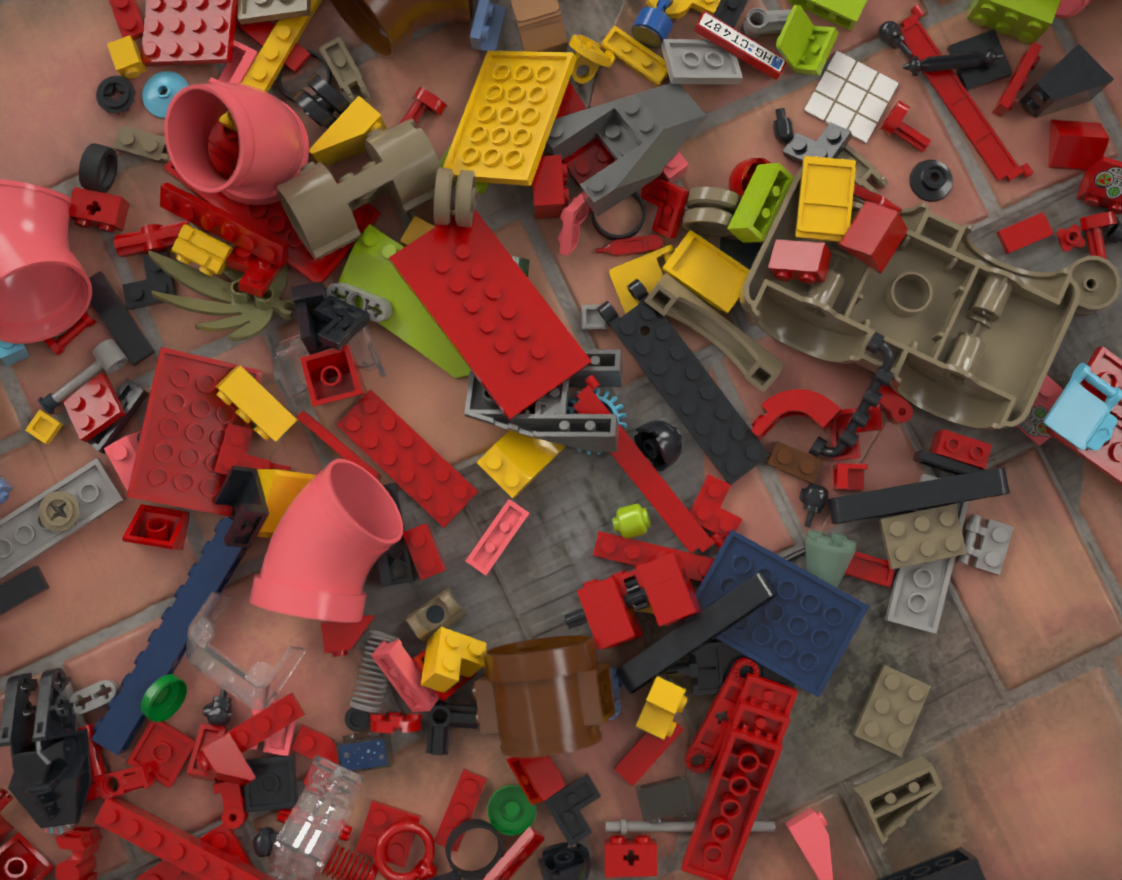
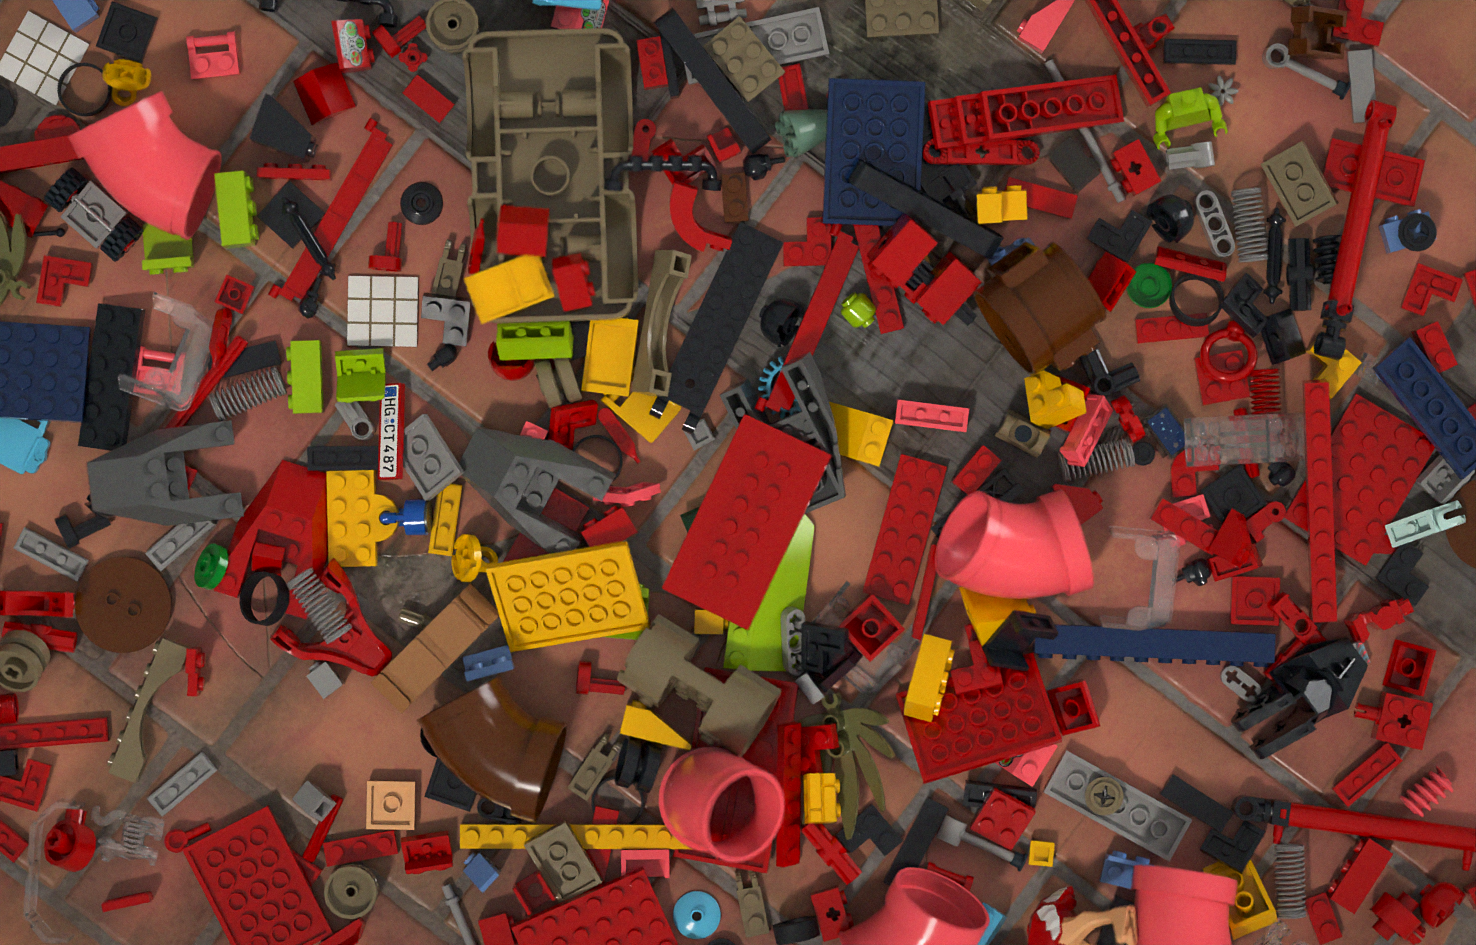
camera: 120 degrees left, 5 degrees up
(164, 698) = (1209, 621): green piece -> none
(451, 197) = (669, 598): dark tan wheel -> none

